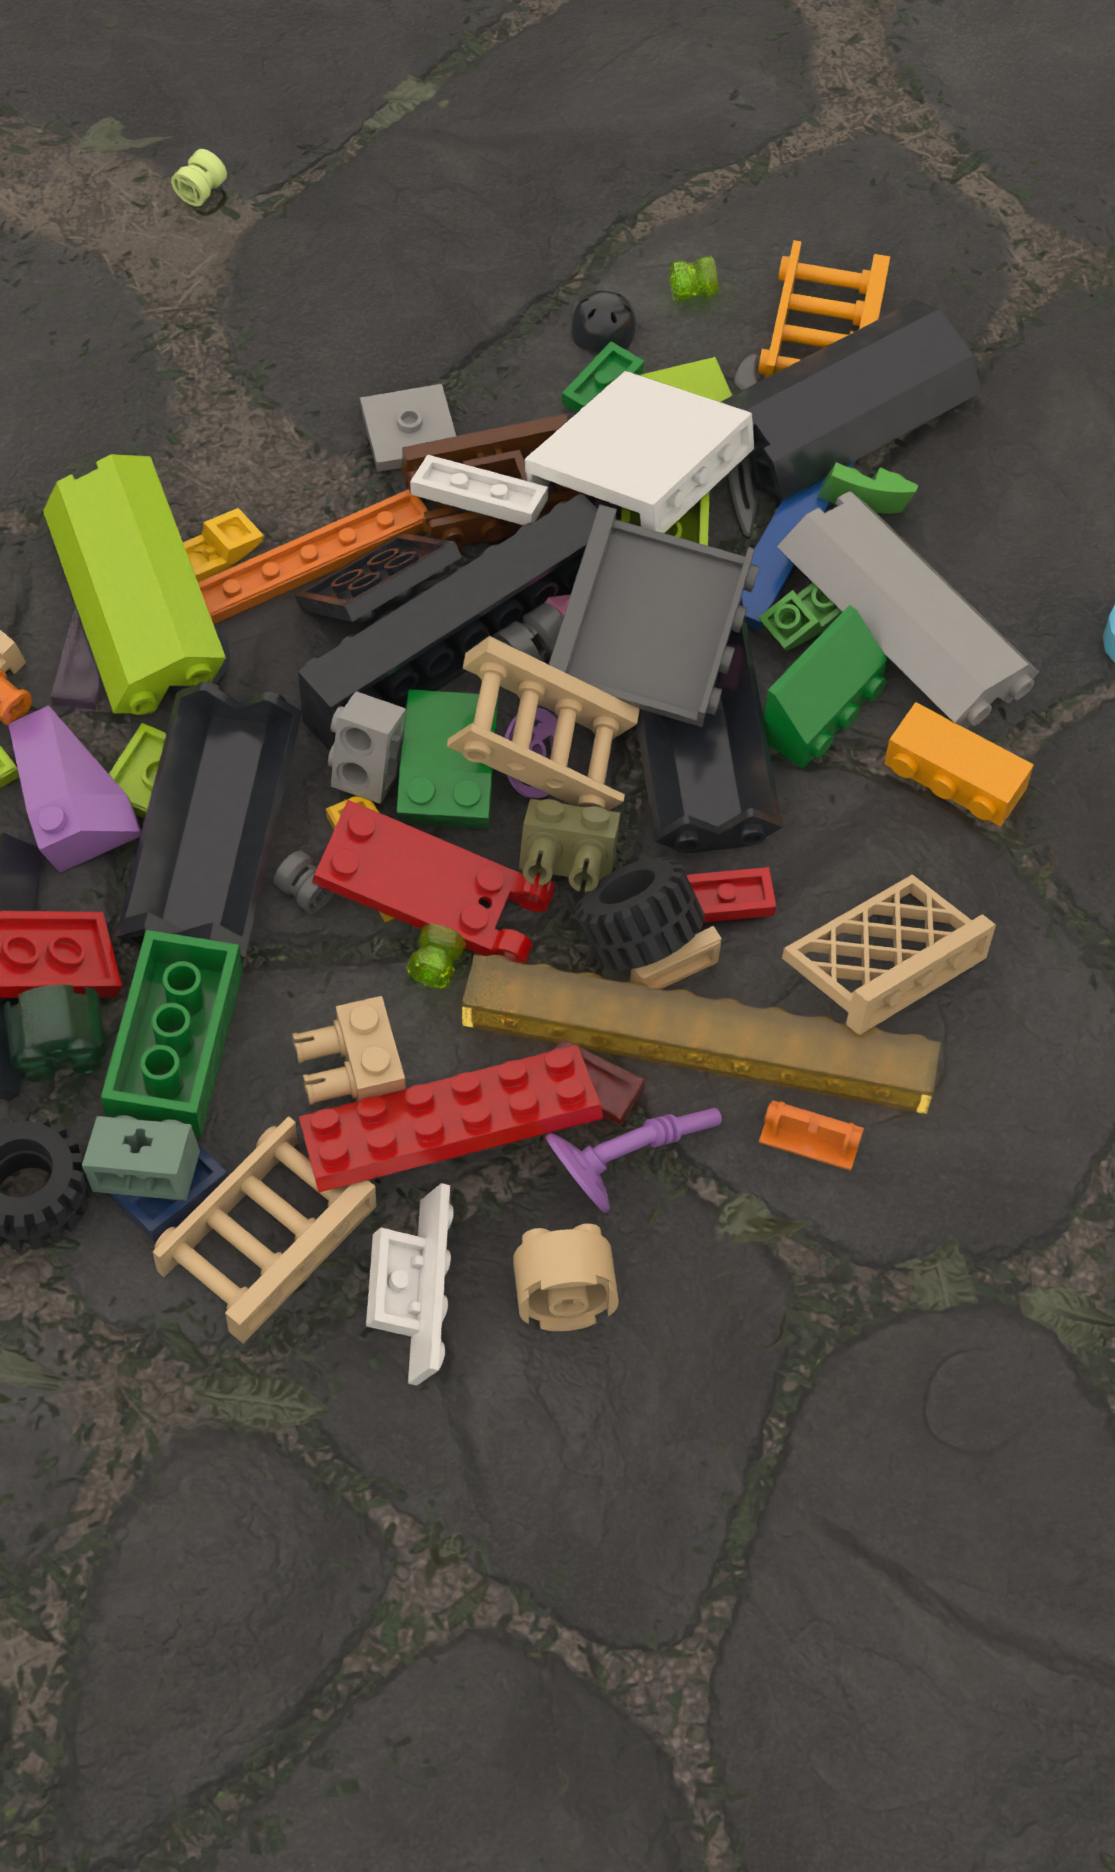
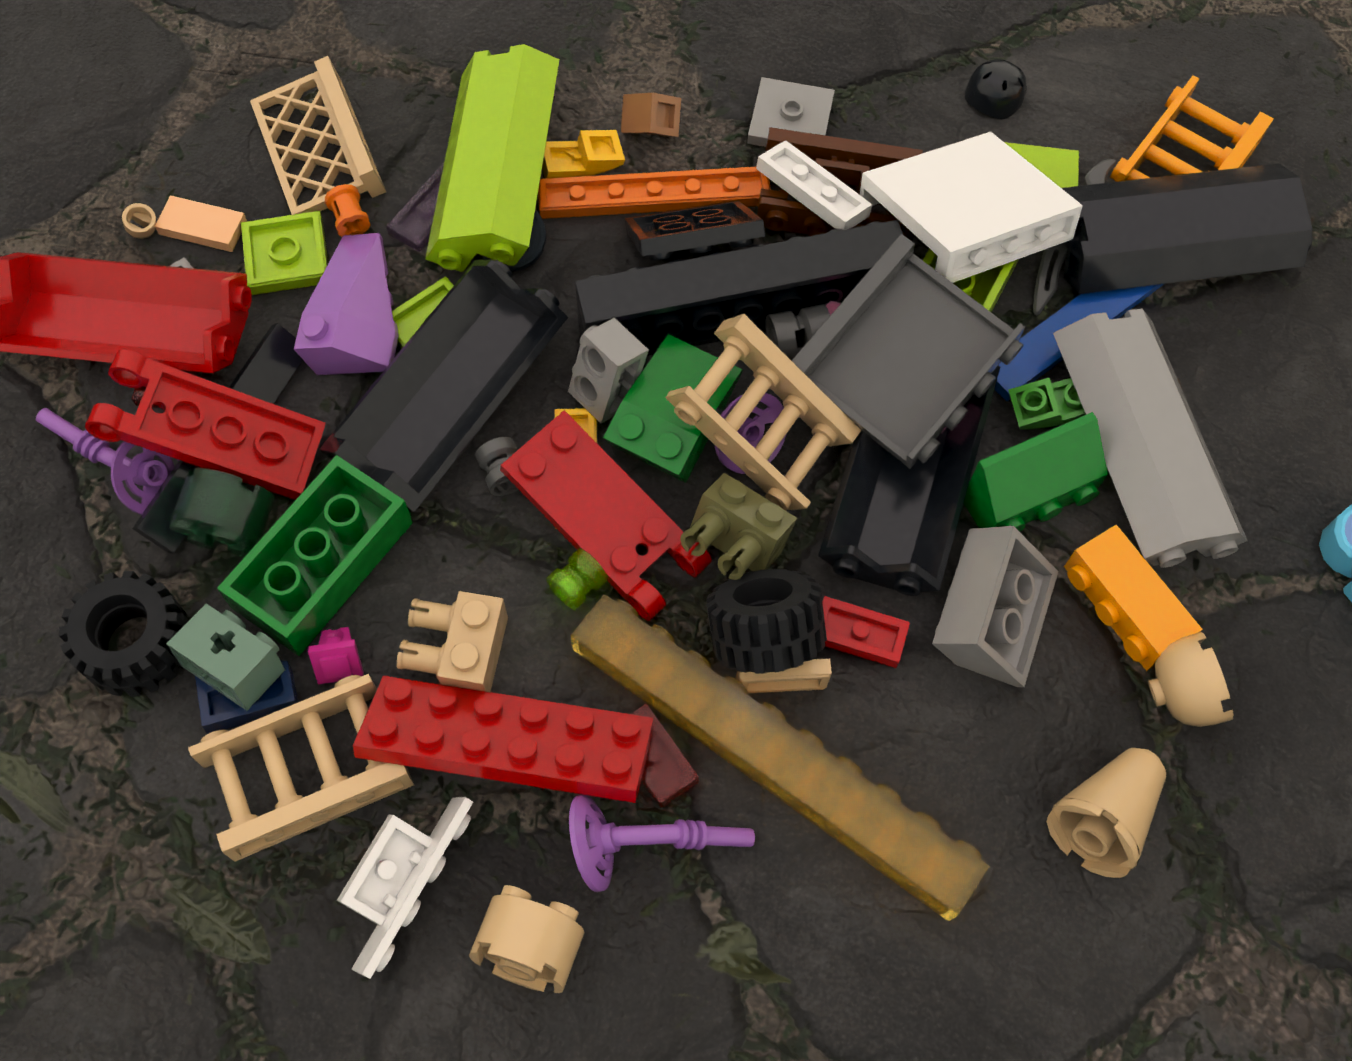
camera: 25 degrees right, 5 degrees up
(241, 1120) = (335, 656): none -> dark pink brick
(266, 479) = (651, 114): none -> medium nougat panel
(599, 374) = (976, 124): green plate -> none
(693, 278) = (1089, 74): clear neon green wheel -> none
(811, 1135) = (829, 897): orange hinge -> none
(839, 820) = (996, 605): none -> light grey slope
(883, 493) = (1174, 323): bright green slope -> none
(913, 971) = (988, 789): tan fence -> none
(1023, 959) = (1110, 813): none -> tan cone
(1044, 816) = (1190, 683): none -> tan cylinder

